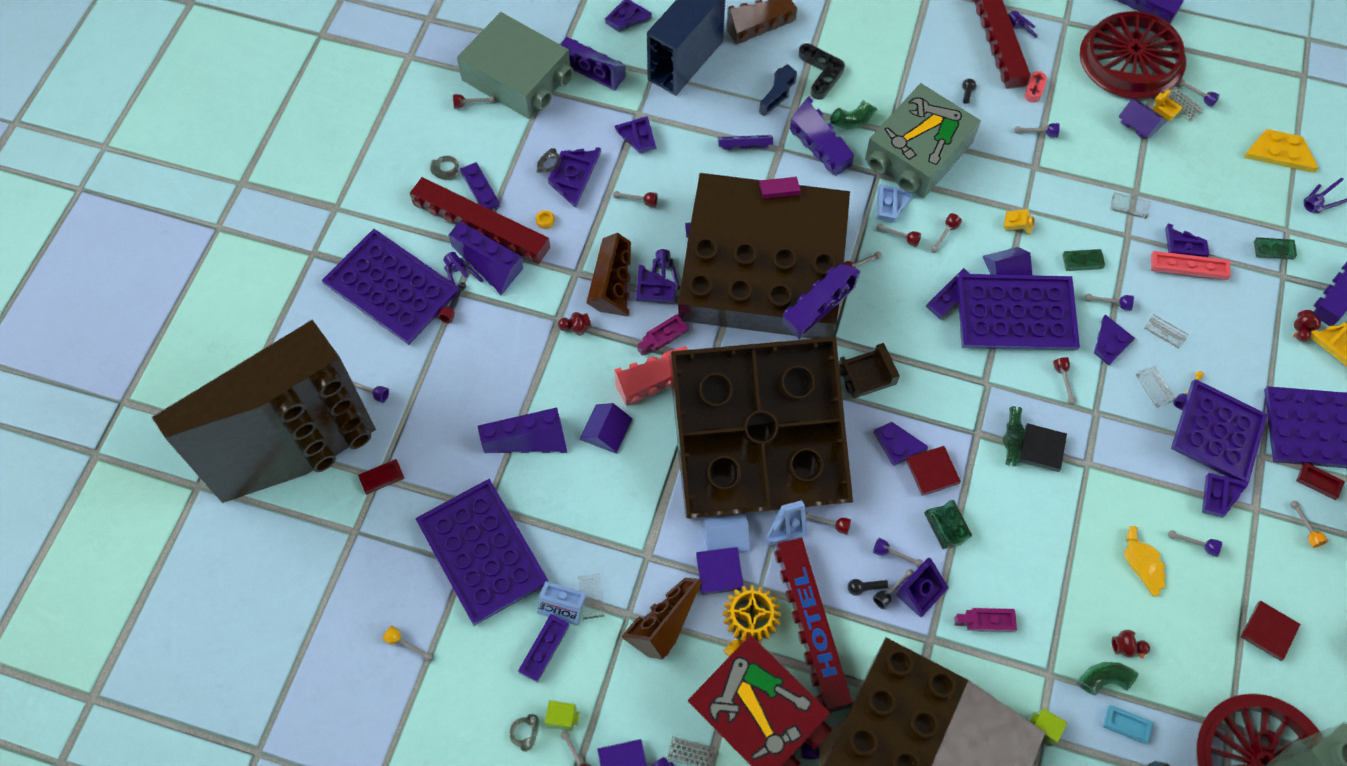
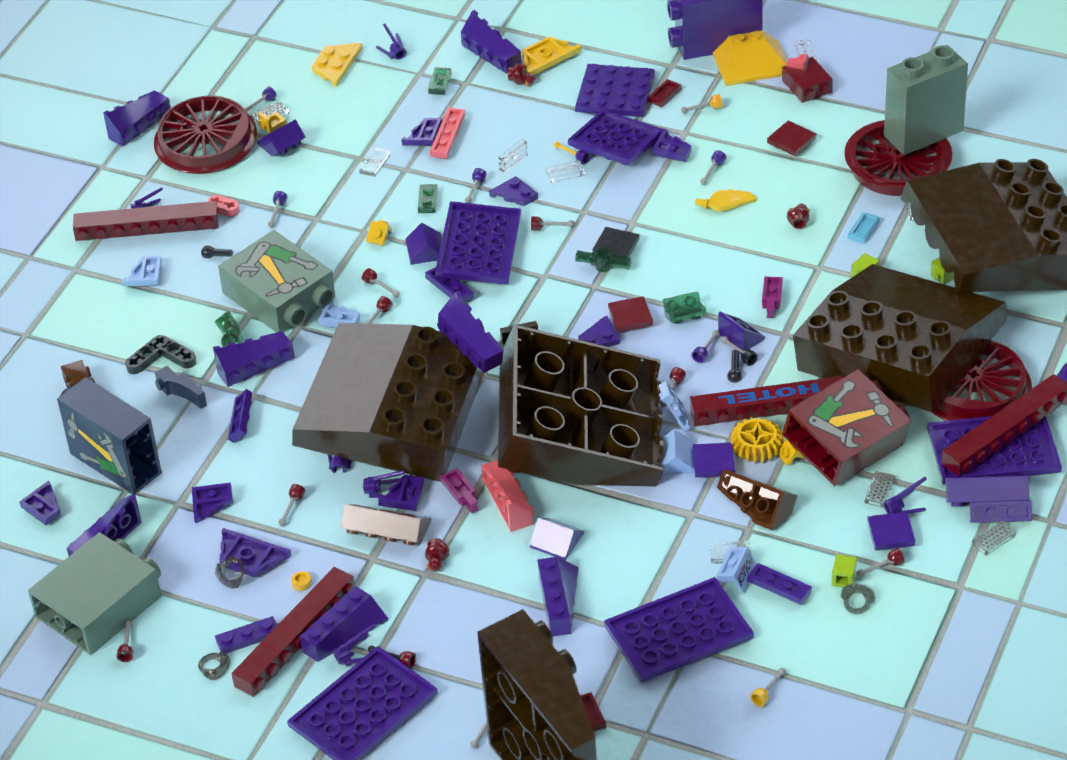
camera: 80 degrees left, 20 degrees down
(779, 187) = (327, 368): magenta tile -> none
(929, 40) = (145, 272): none -> light blue wing
(1107, 673) = (823, 232): clear green cylinder -> none

